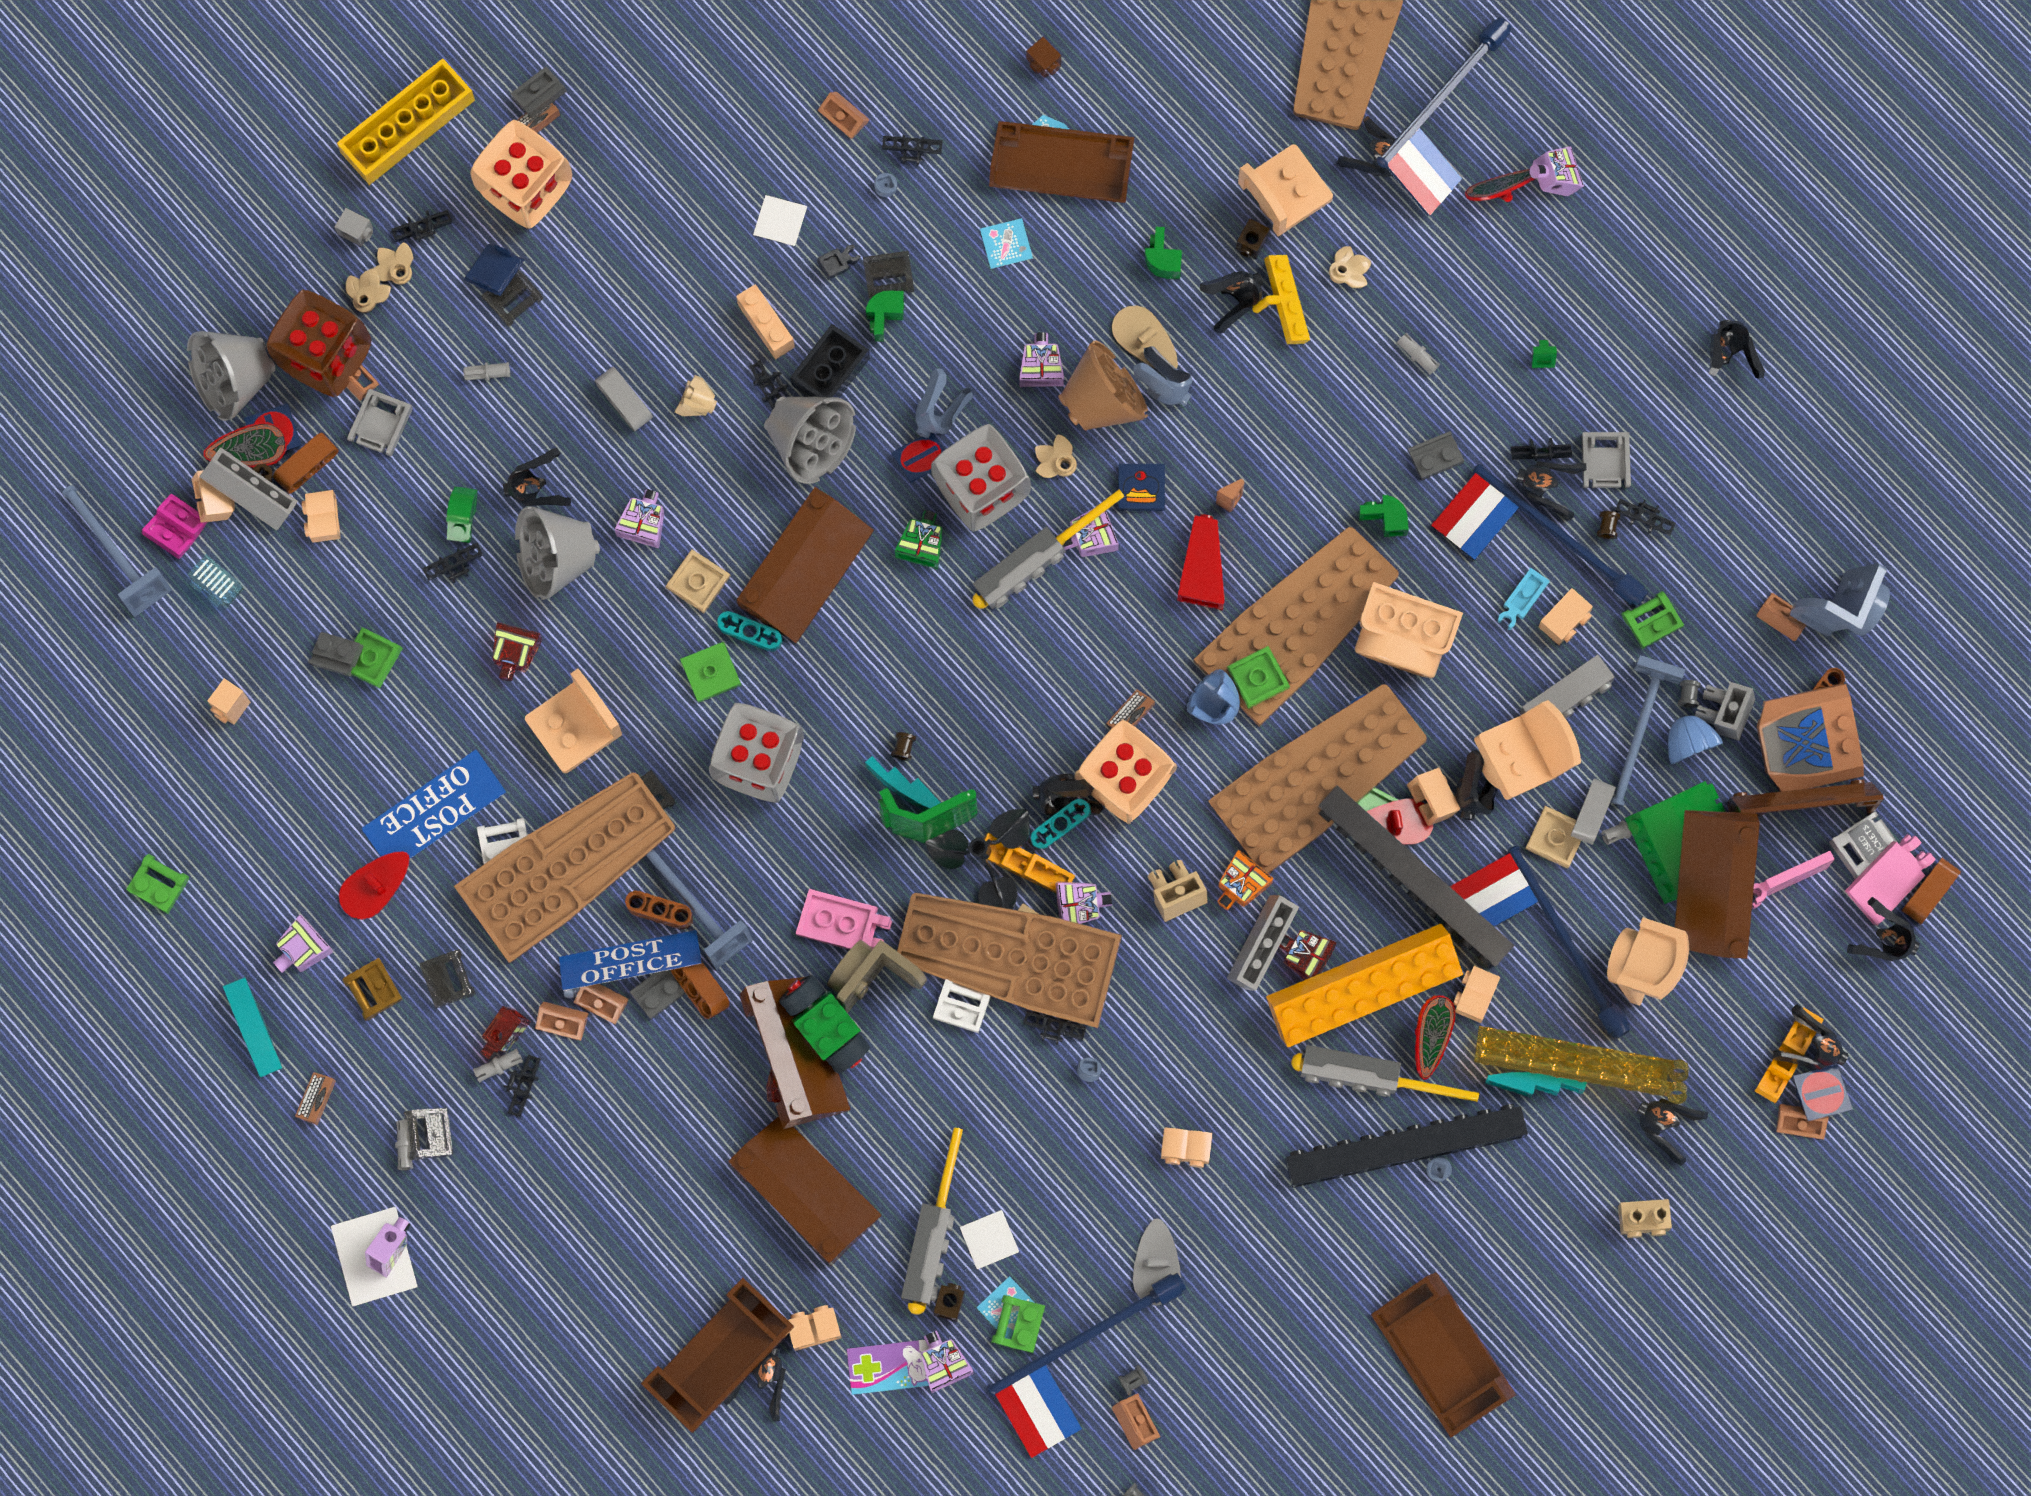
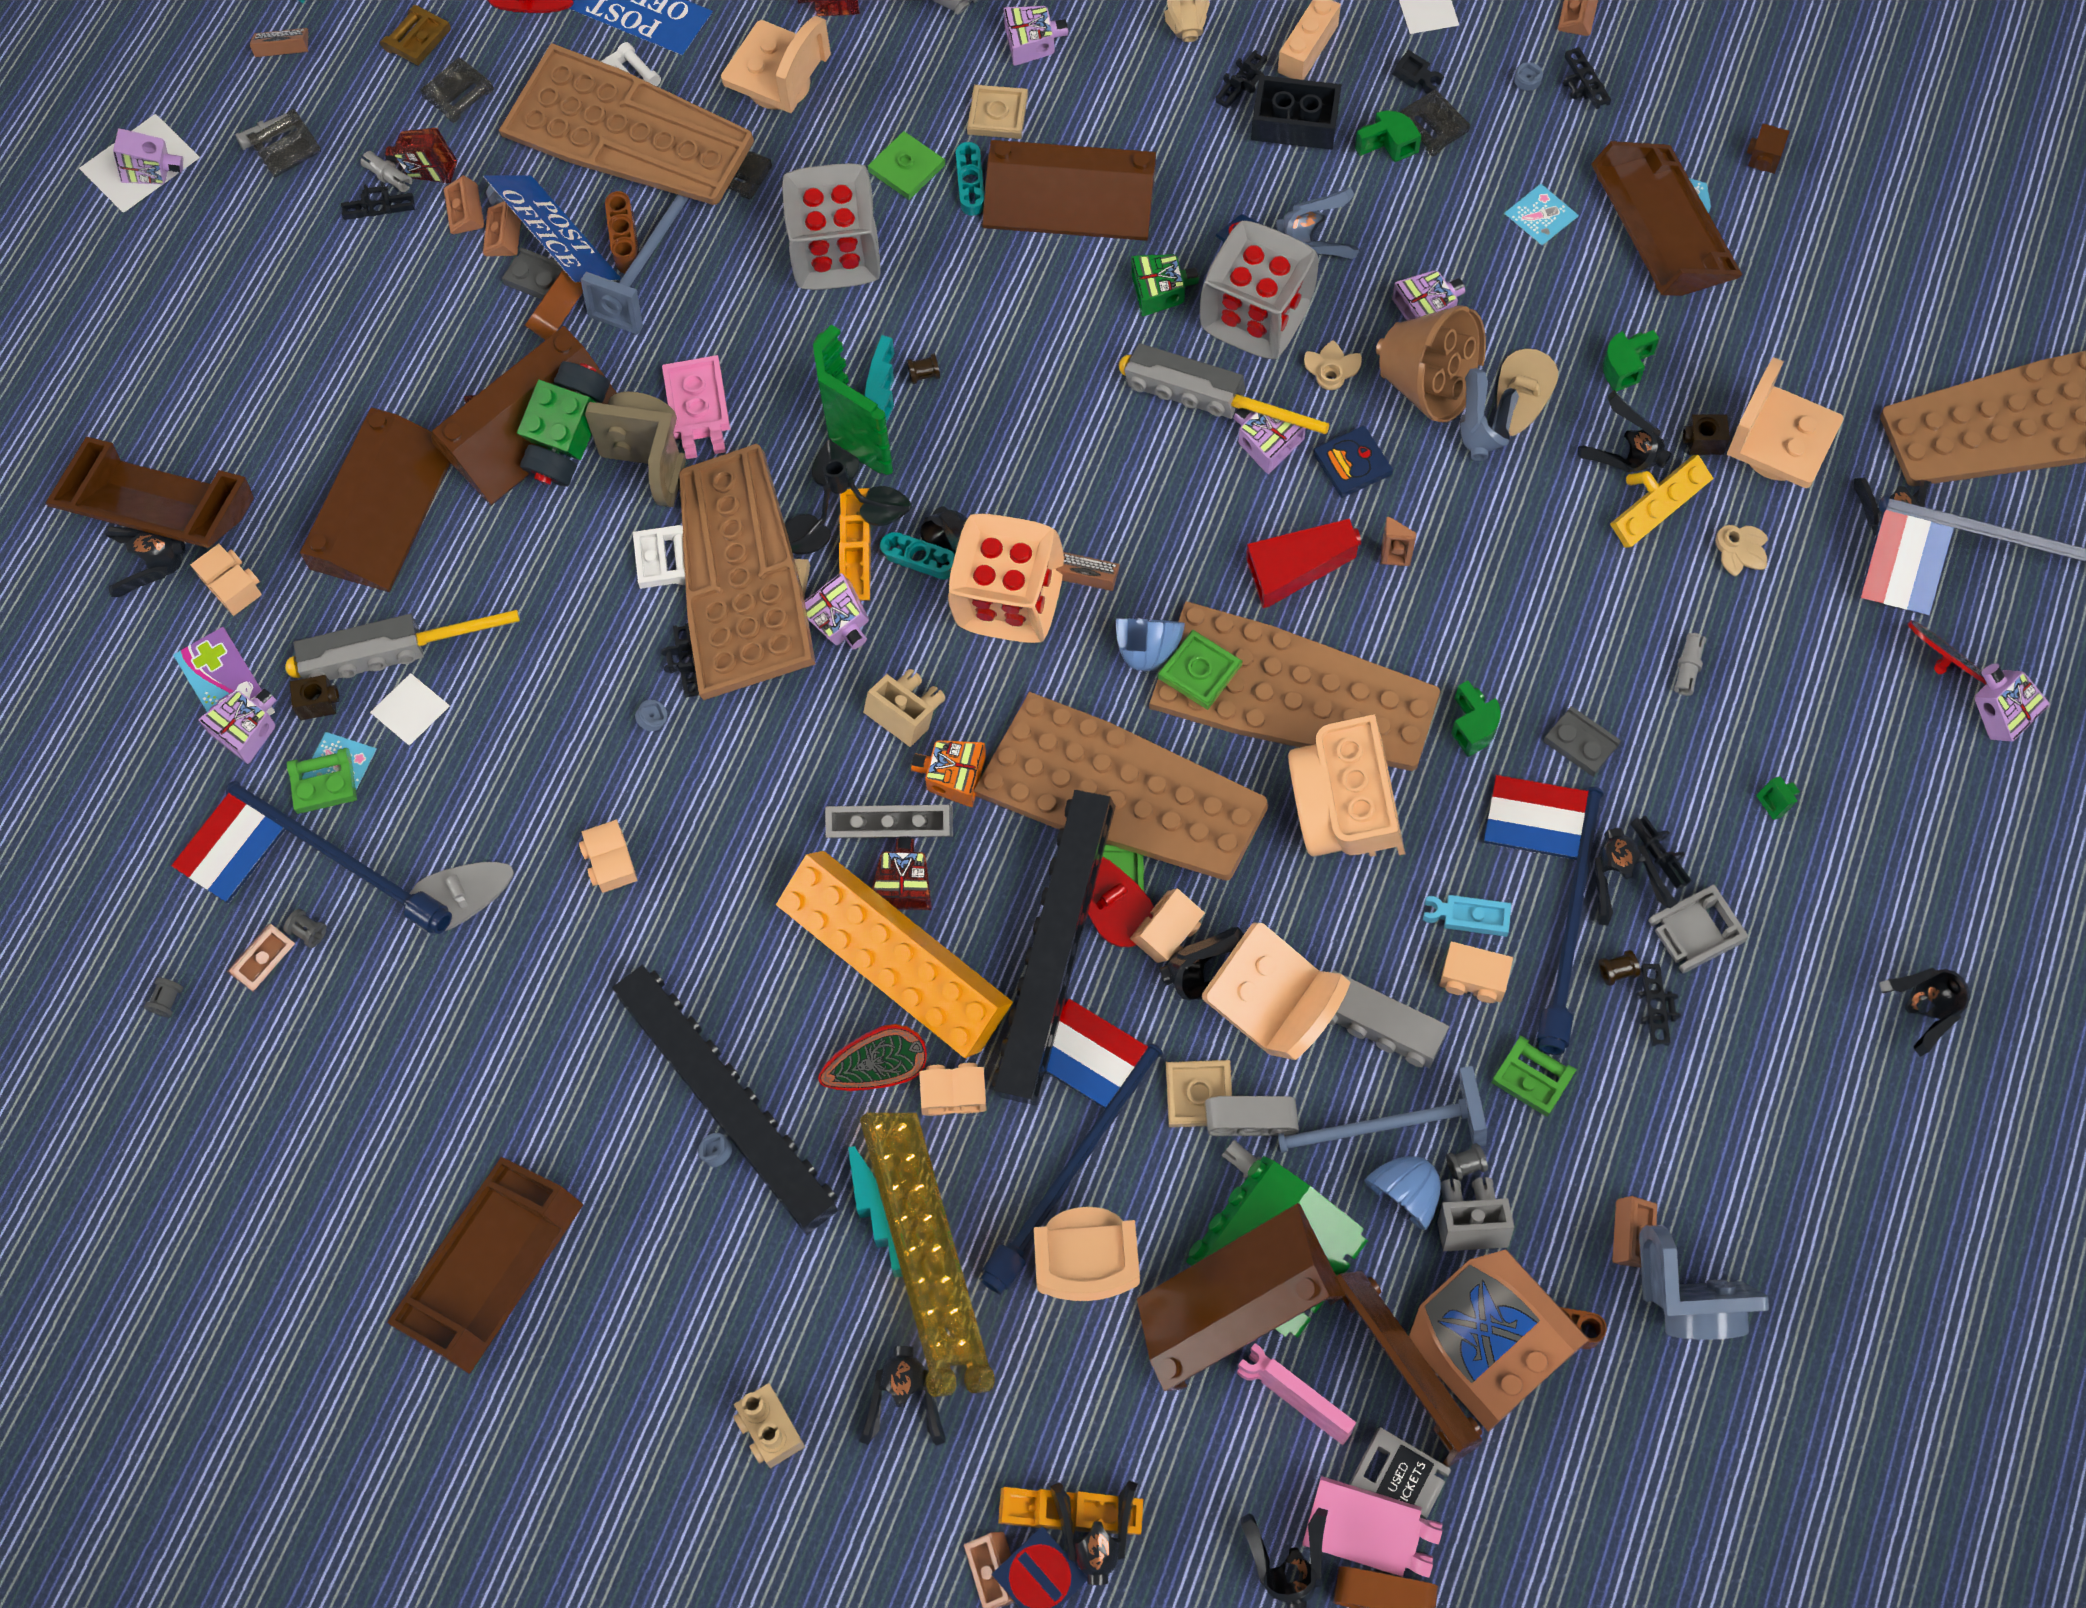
camera: 65 degrees right, 10 degrees down
(811, 434) = (1206, 124): light grey cone -> none
(1364, 1073) = (791, 1010): piece -> none

